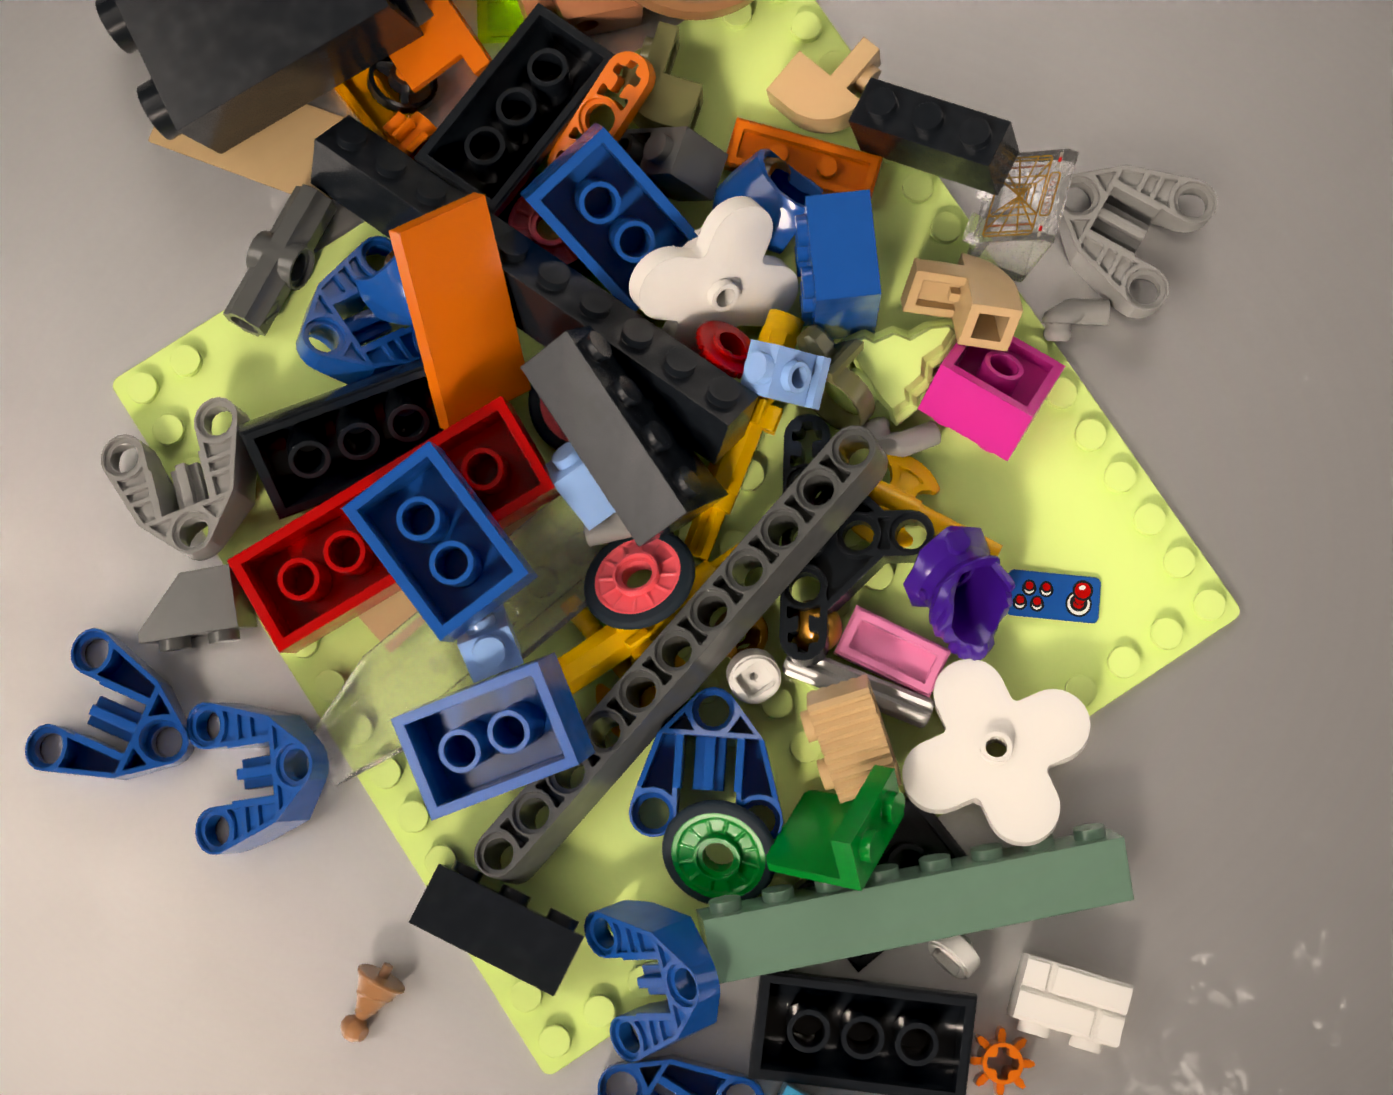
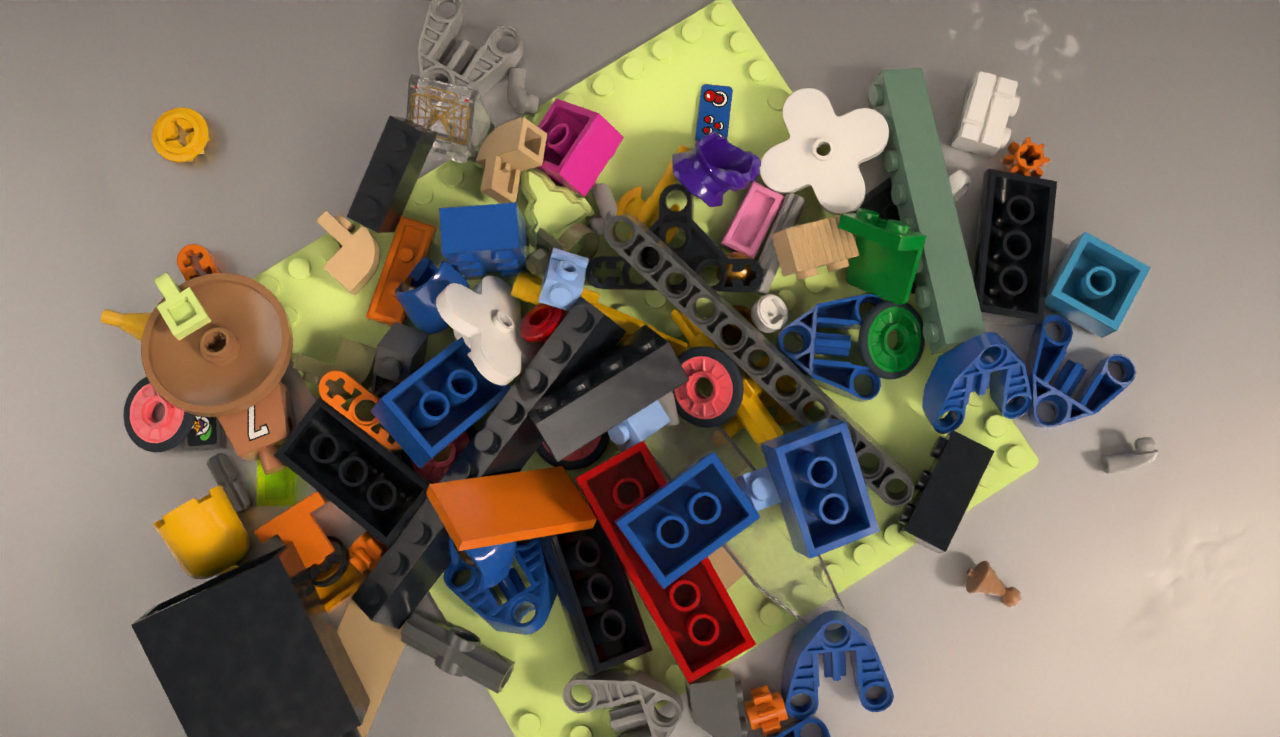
camera: 90 degrees left, 0 degrees up
(198, 675) = (765, 710): none -> orange gear

